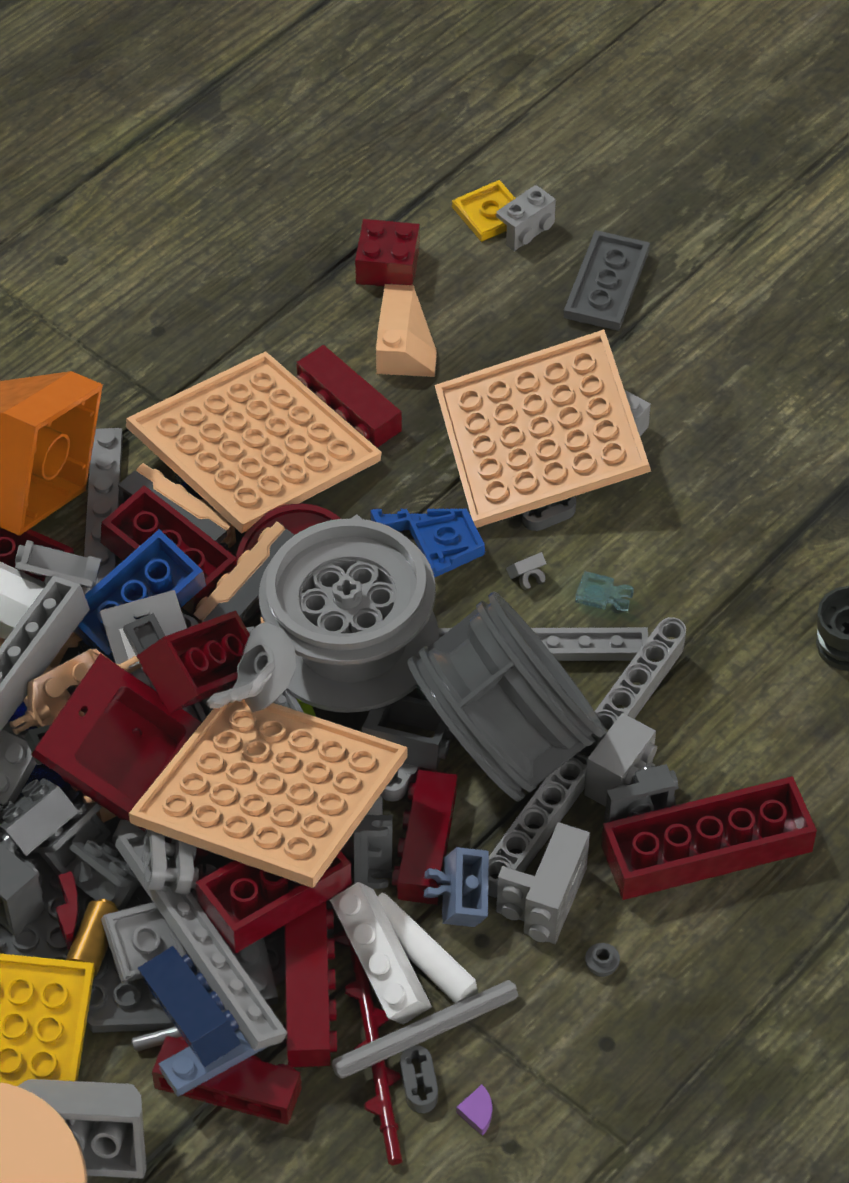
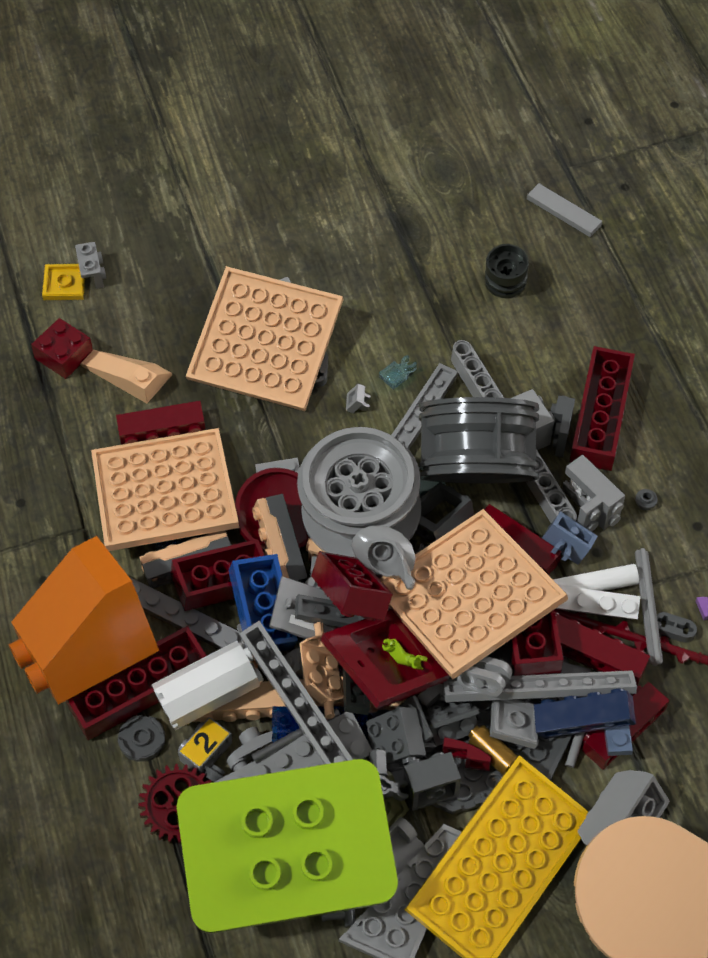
camera: 60 degrees left, 5 degrees up
(50, 562) = (211, 636): light grey door -> none
(148, 764) = (400, 655): none -> lime arm
(442, 535) = (299, 427): blue wing -> none
(606, 280) = (168, 253): dark grey plate -> none

